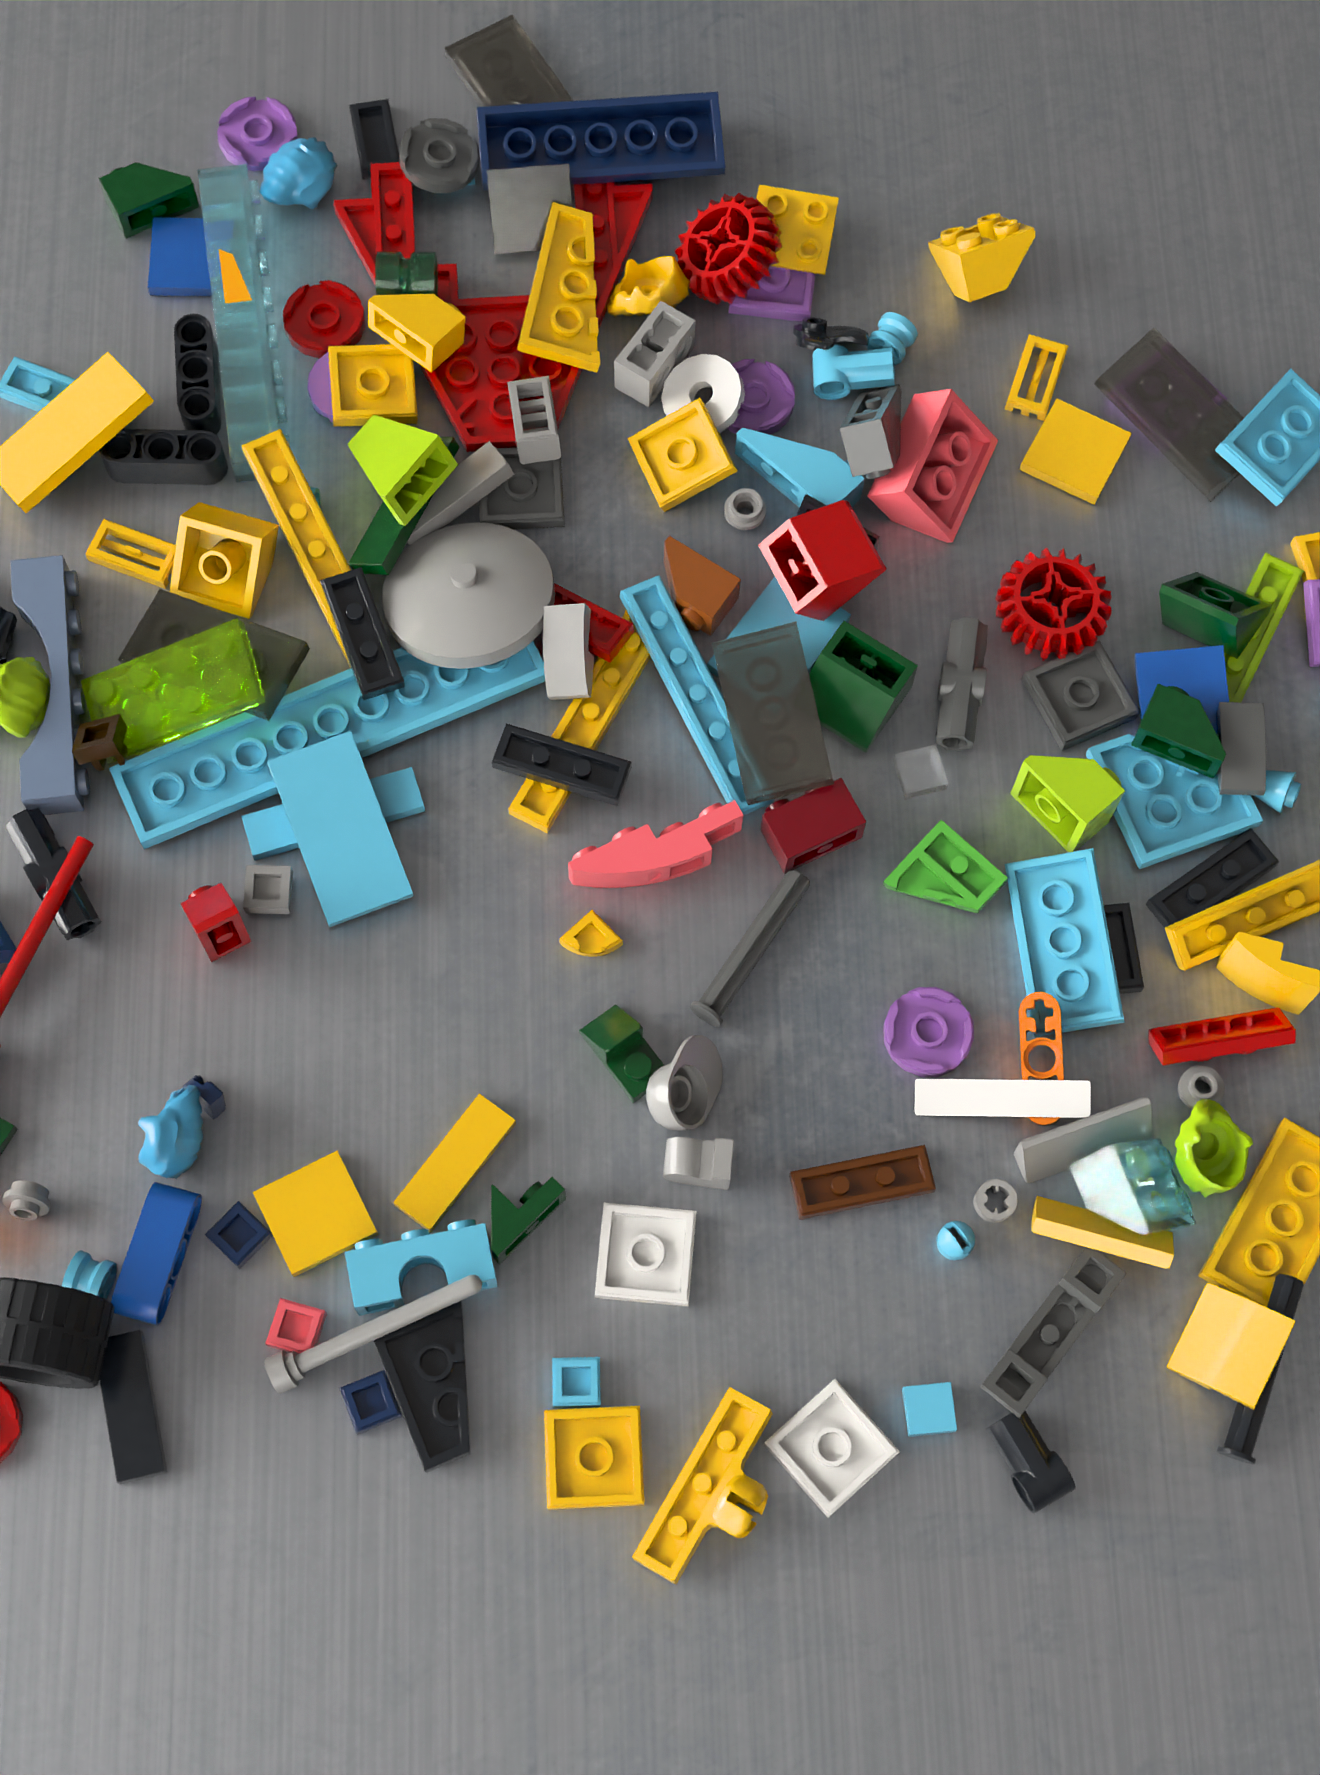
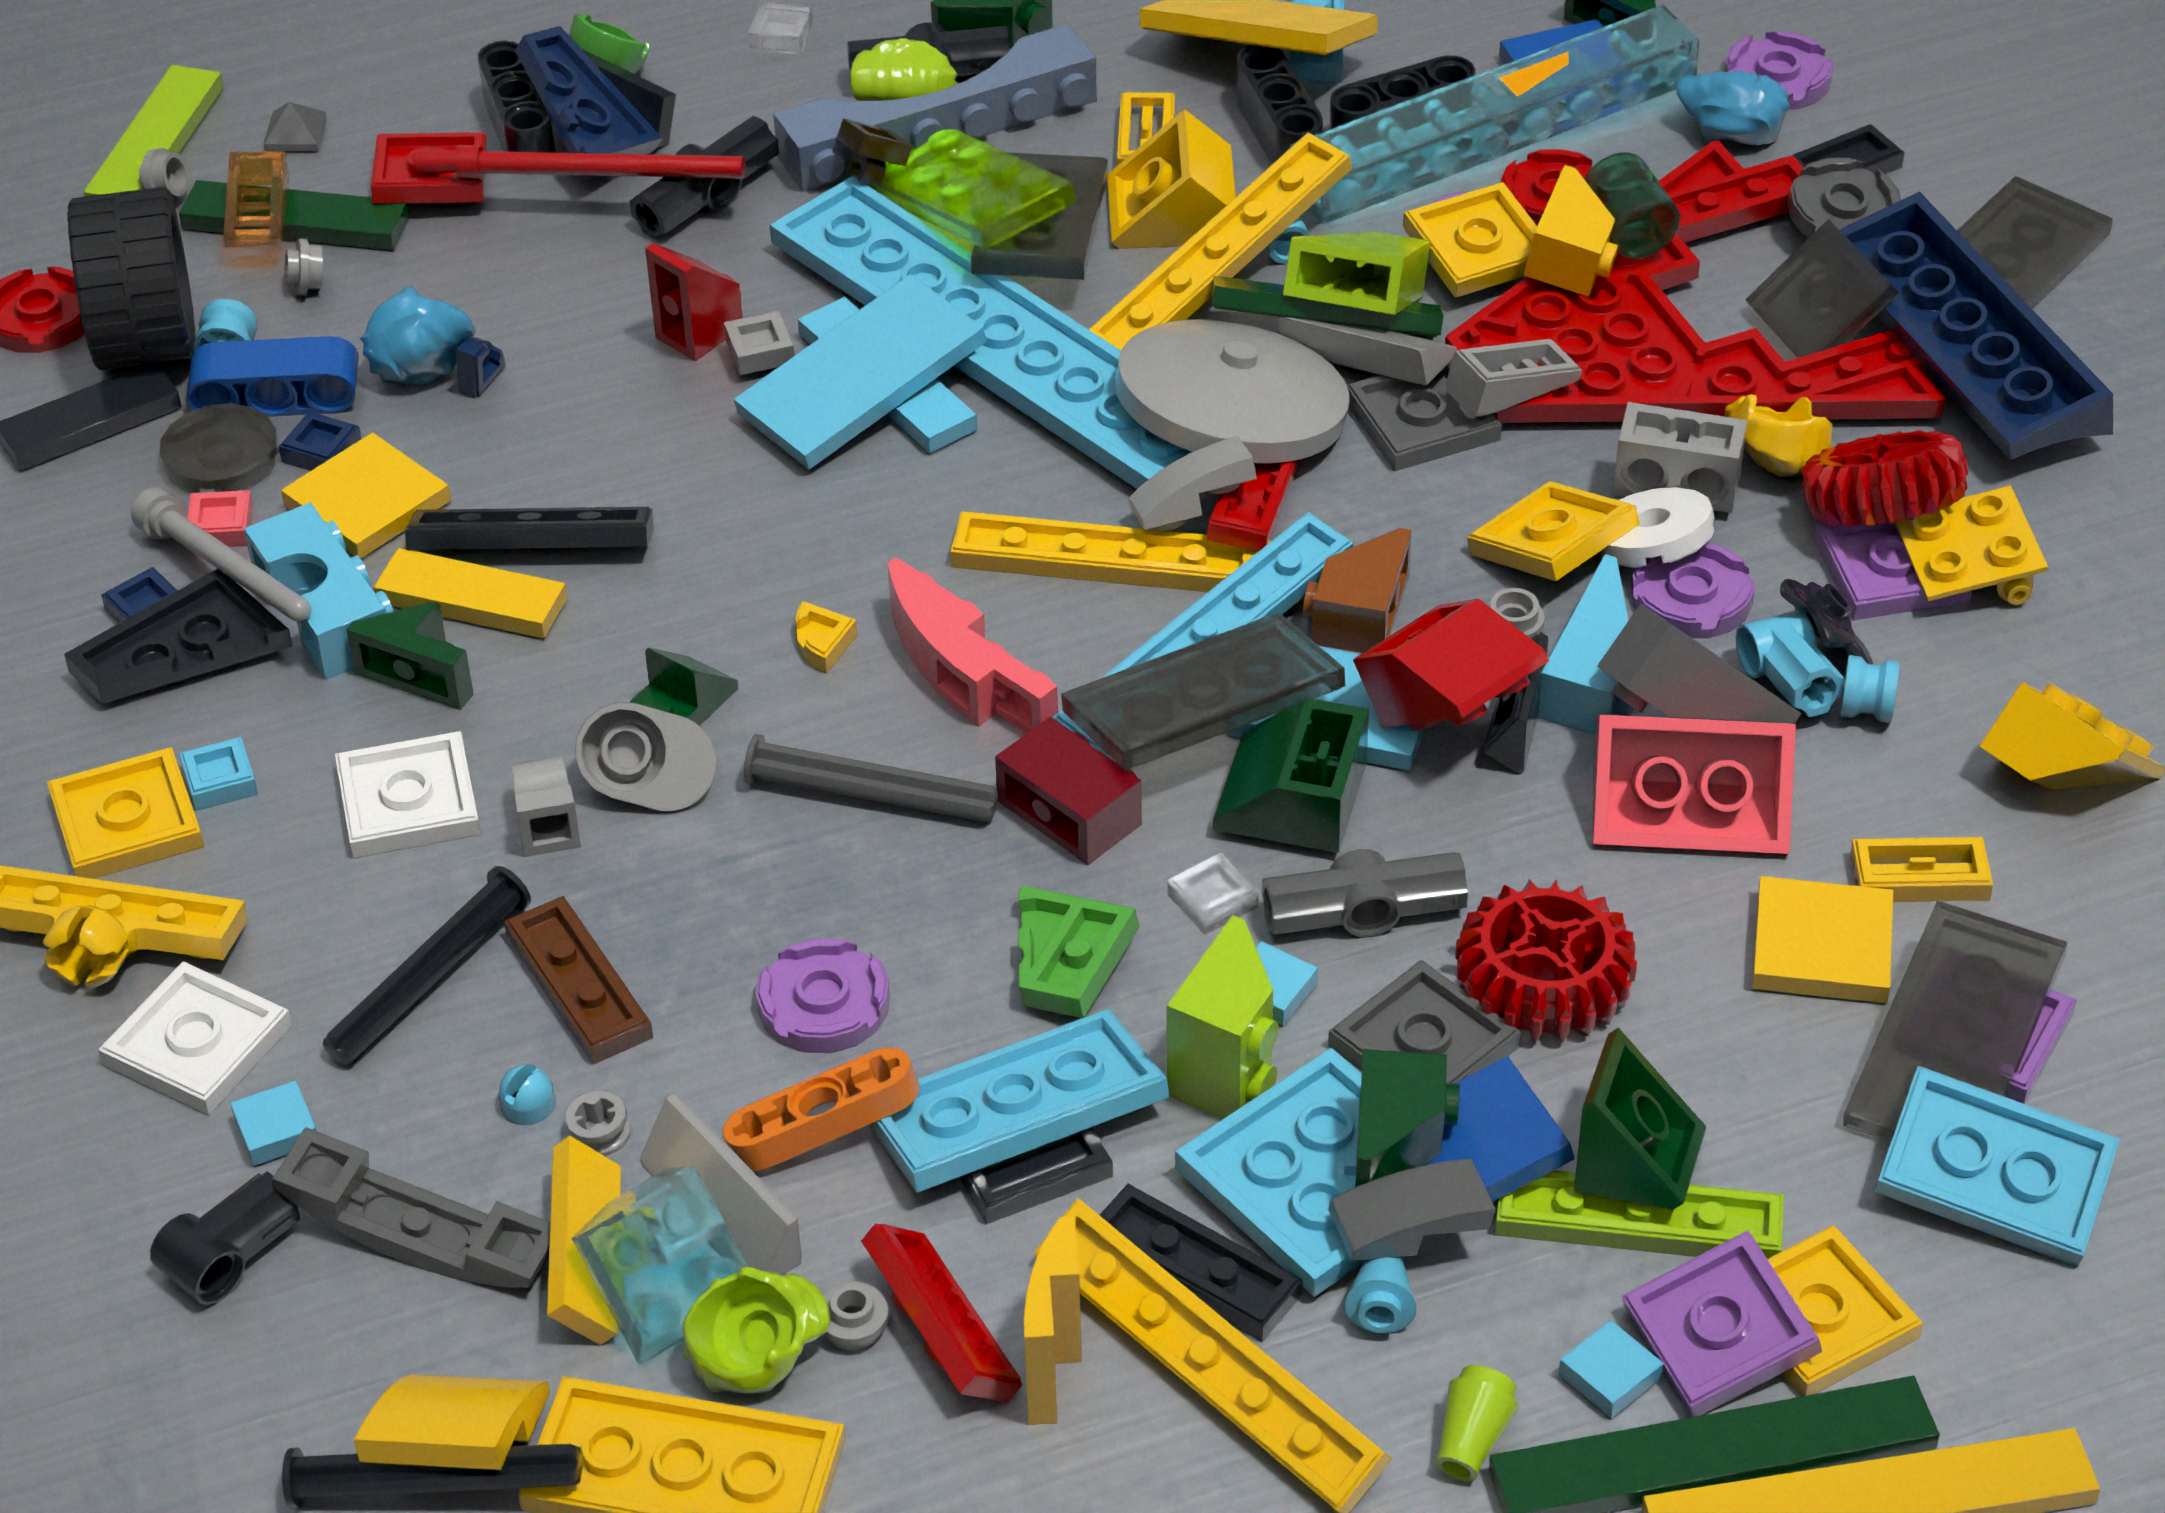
camera: 75 degrees right, 25 degrees down
(215, 1312) = (219, 448): none -> clear smoke tile
(362, 633) = (1123, 310): black tile -> none
(408, 1104) = (529, 528): none -> black tile
(561, 303) = (1707, 348): yellow wing -> none
(561, 764) = (1039, 534): black tile -> none
(825, 1278) = (427, 965): none -> black axle
(1003, 1098) = (747, 1084): white sticker -> none
(1004, 761) = (1290, 979): none -> medium azure tile

